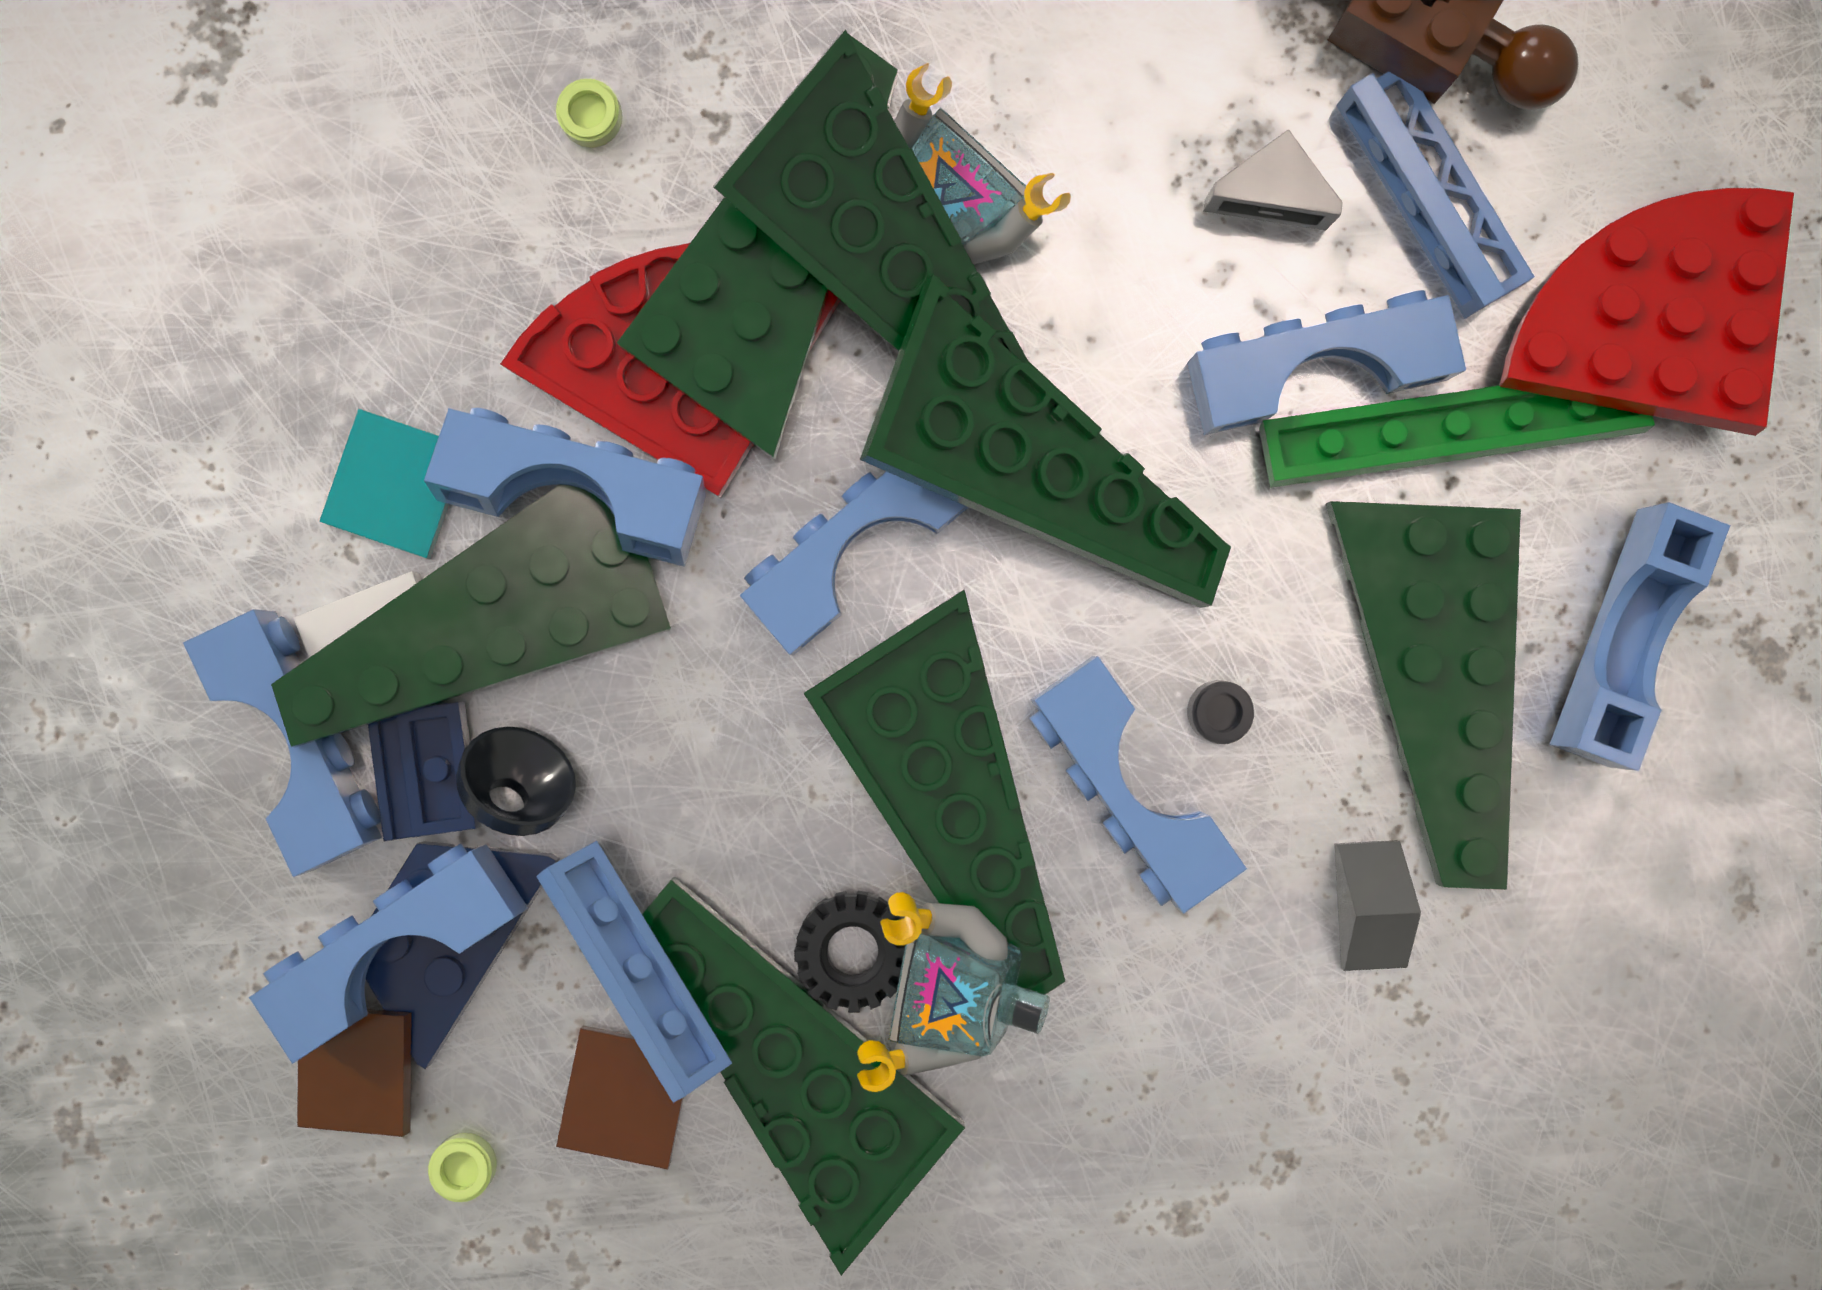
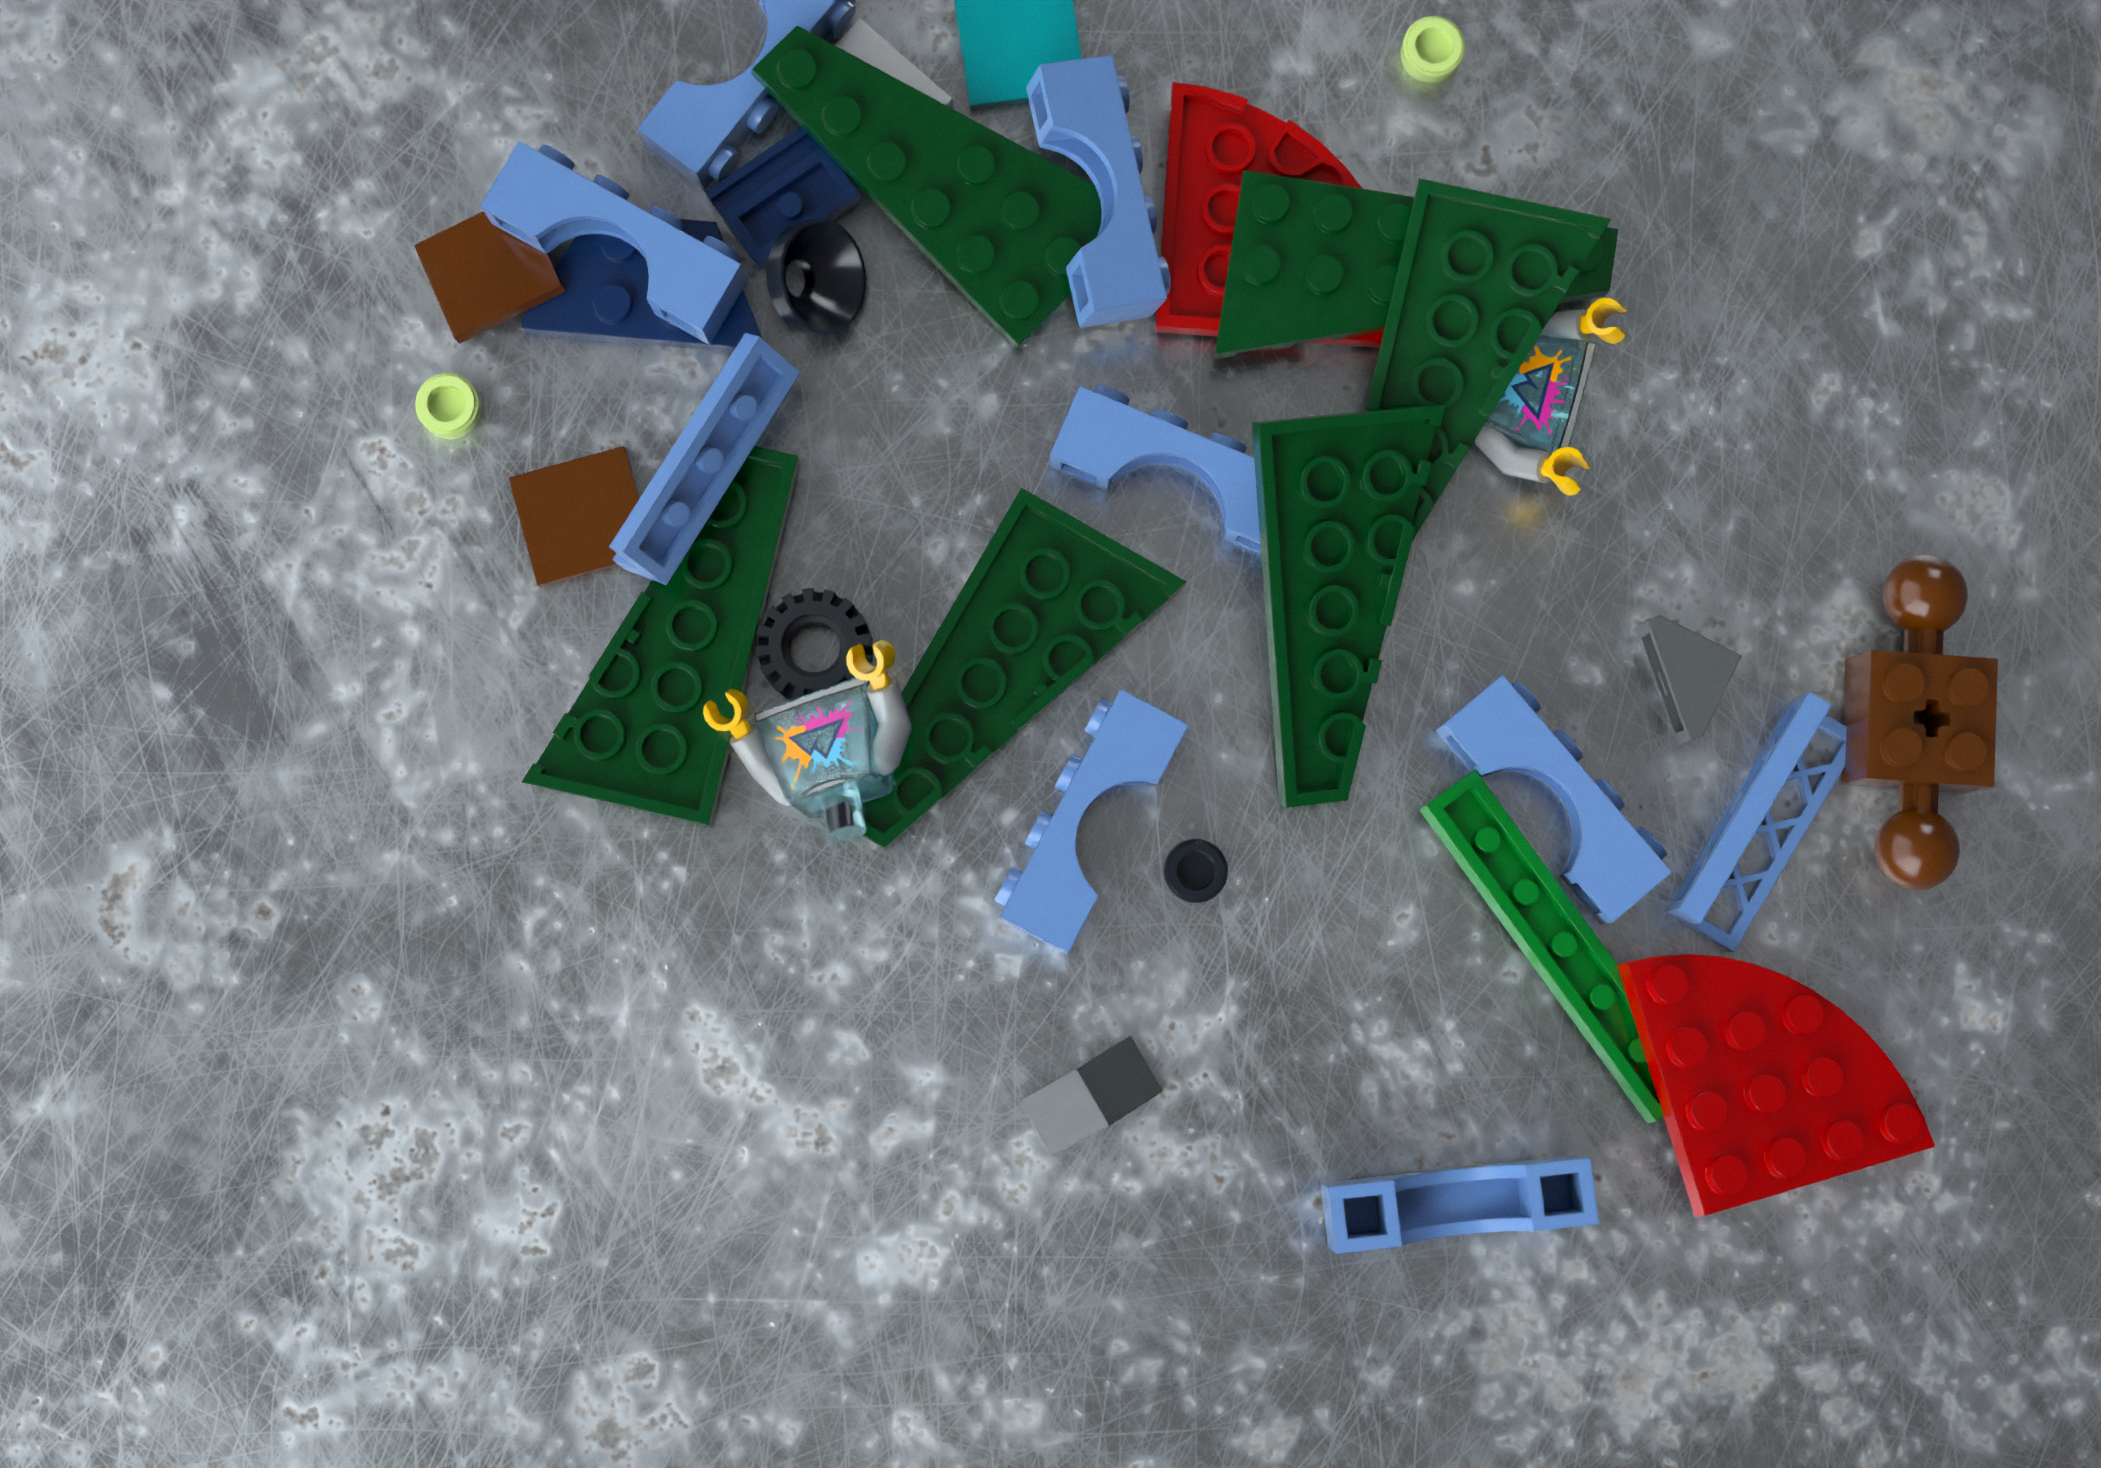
camera: 60 degrees right, 5 degrees down
(1442, 645) = (1365, 1034): dark green wing -> none

